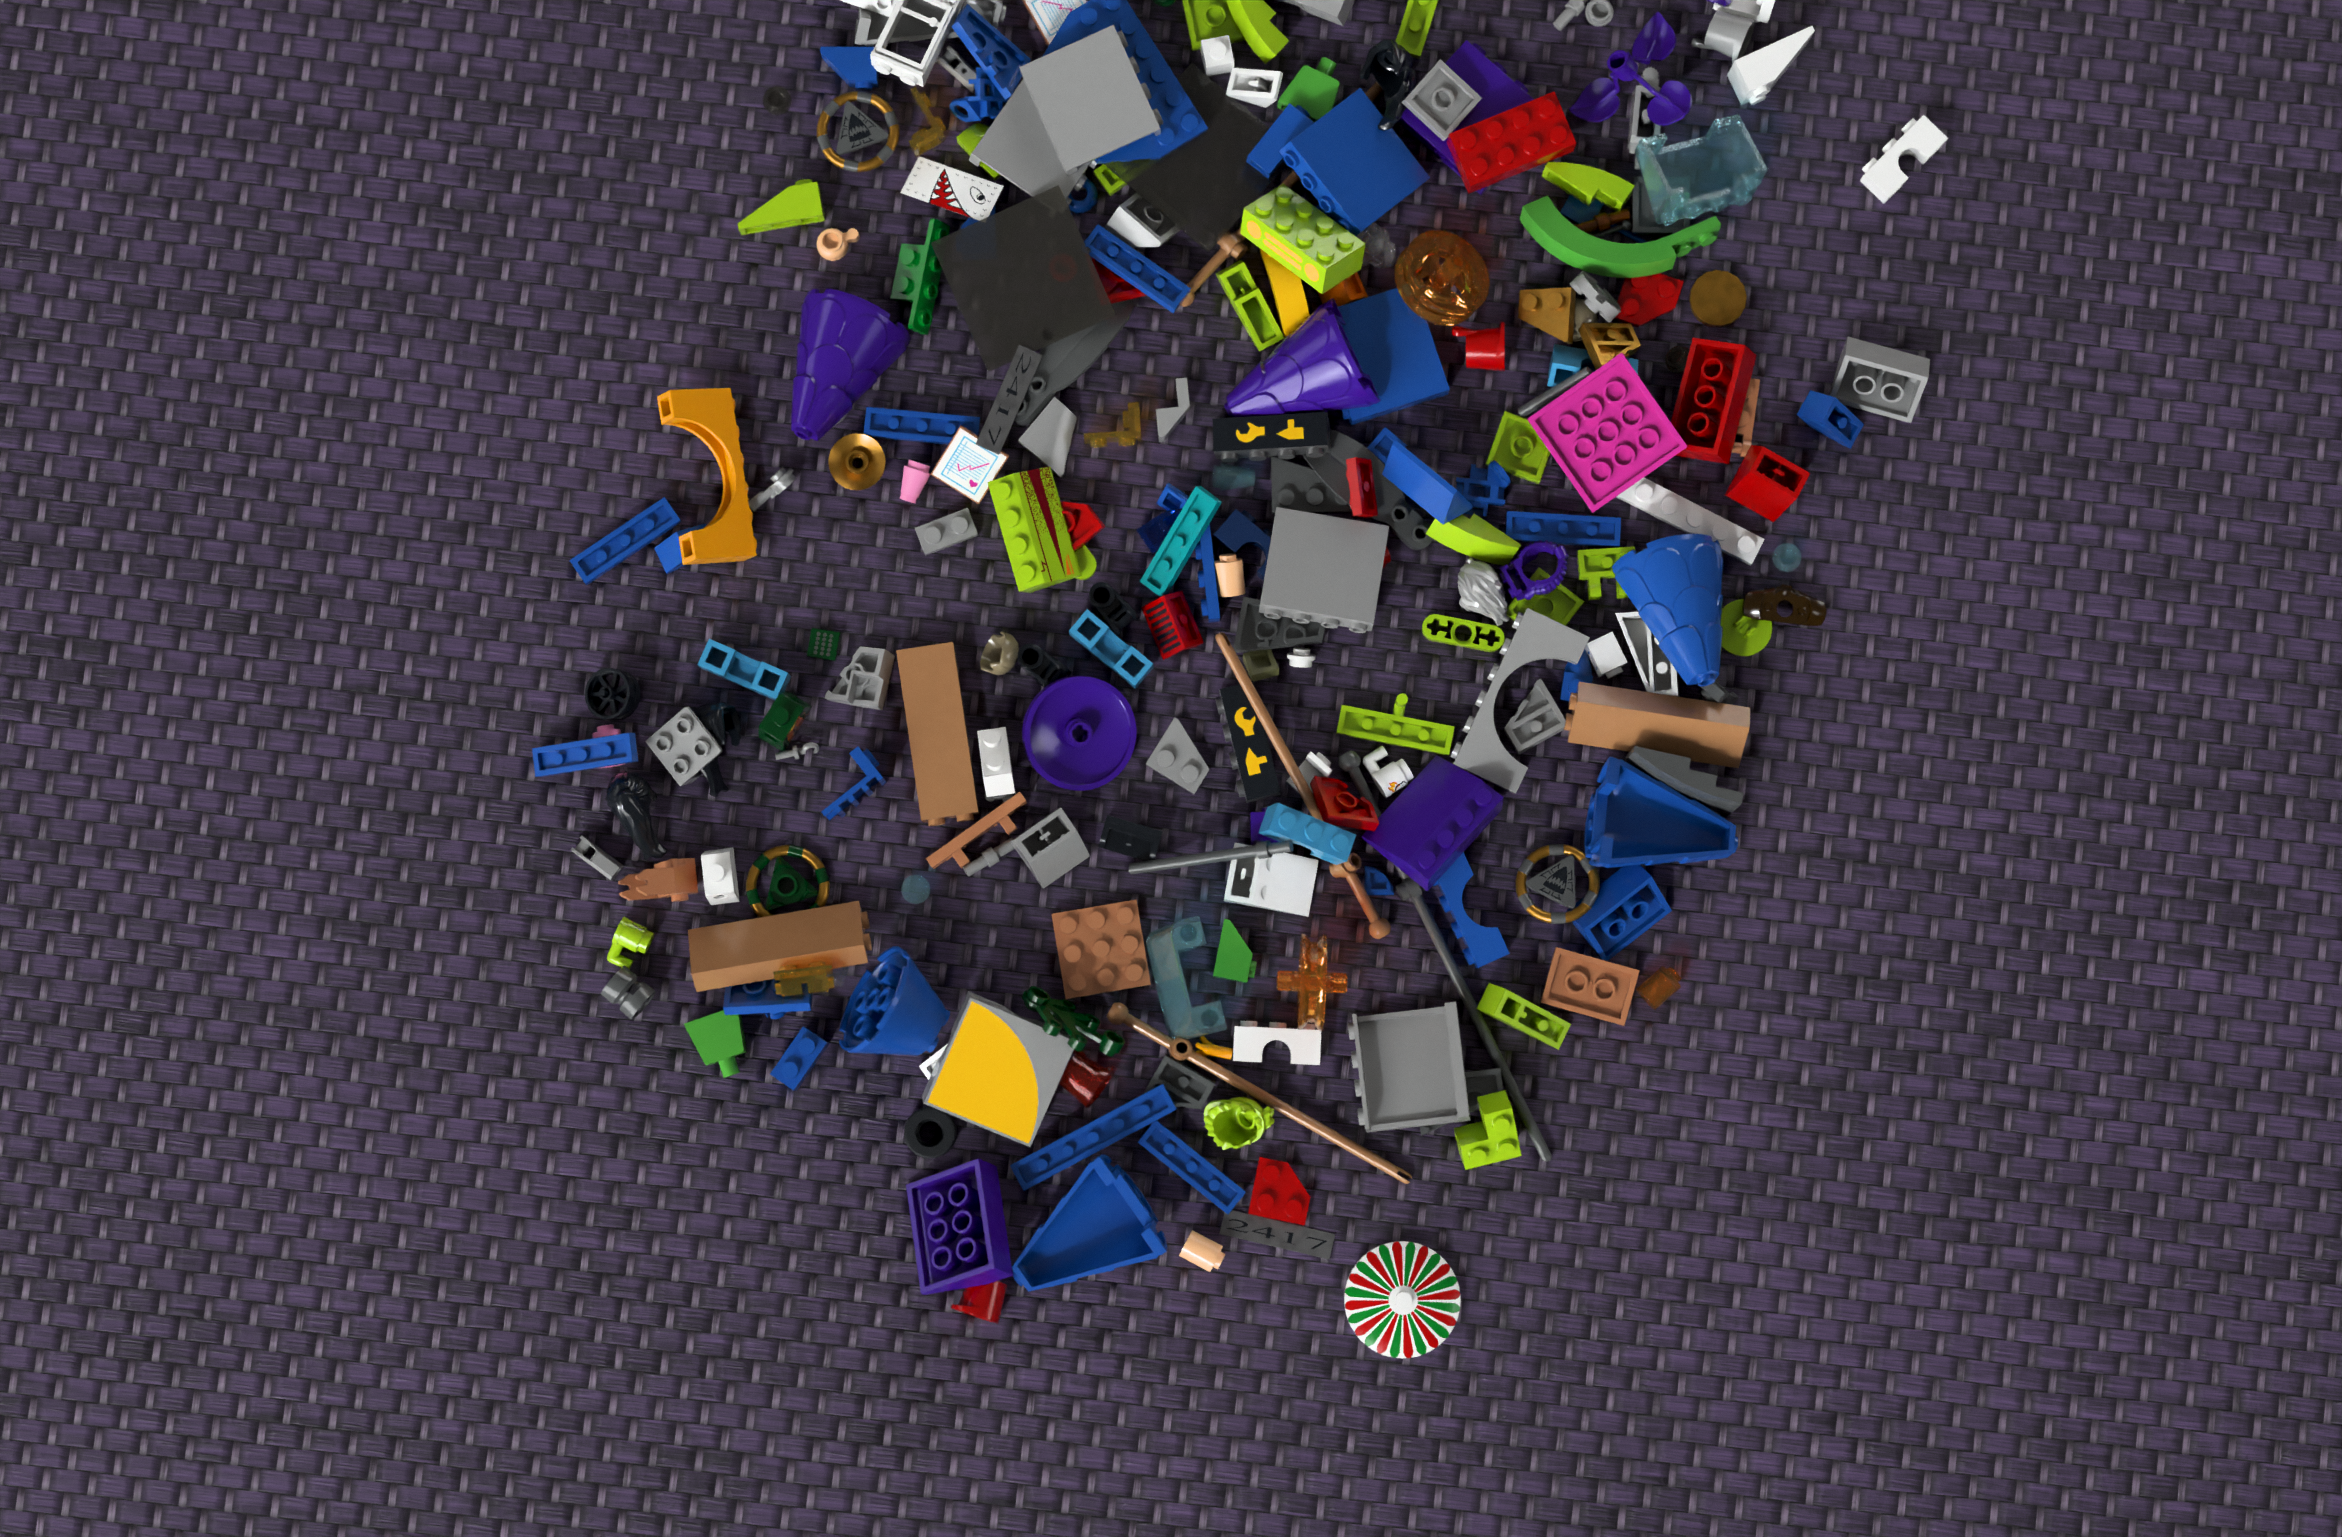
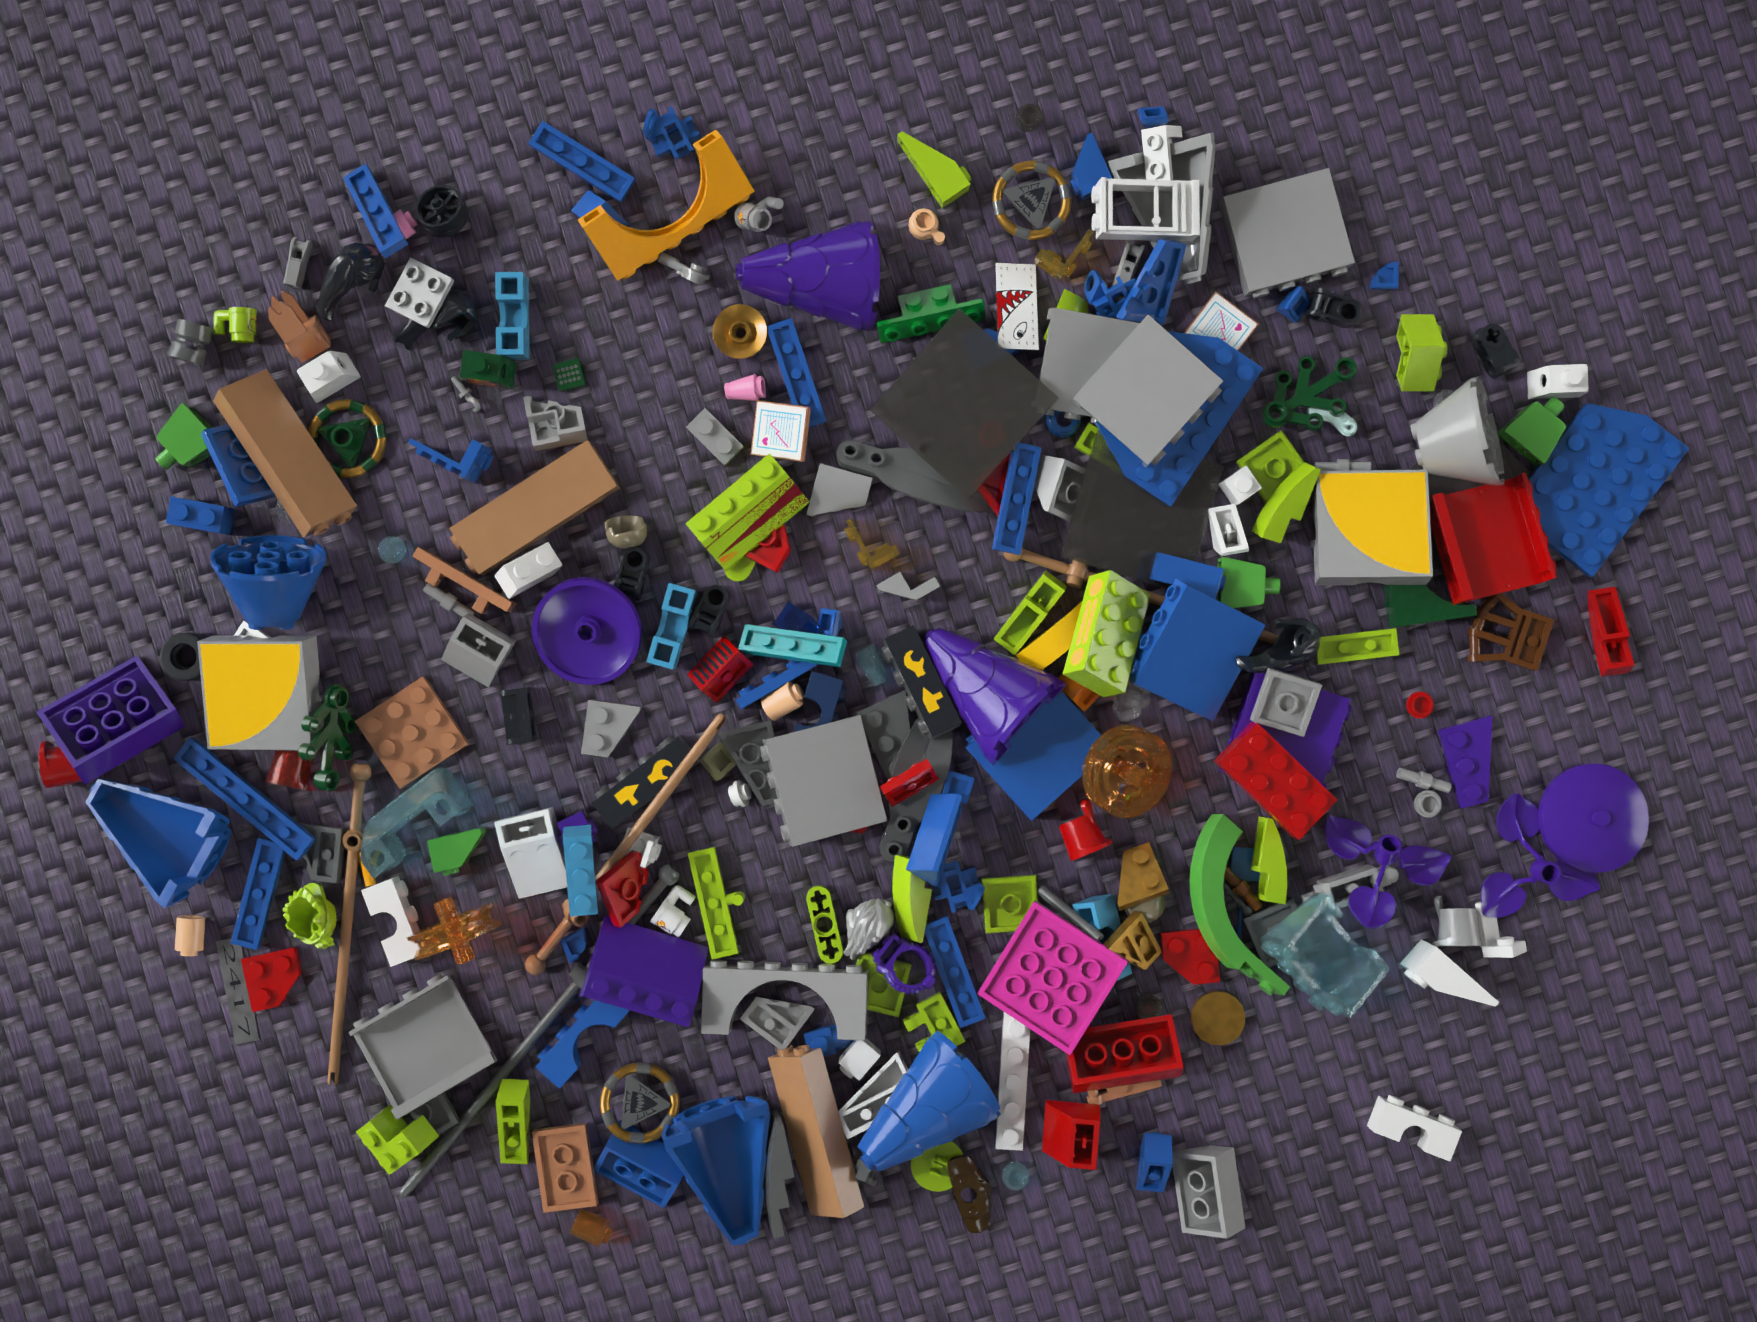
camera: 65 degrees right, 5 degrees up
(641, 447) = (672, 138): none -> blue piece
(754, 396) = (757, 216): none -> light grey piece
(793, 978) = (254, 478): clear yellow hinge -> none
(1009, 399) = (851, 439): flat silver sticker -> none
(1262, 850) = (547, 837): dark grey bar -> none
(1402, 1299) = (227, 1122): dish -> none
(1597, 298) = (1170, 916): light grey plate -> none

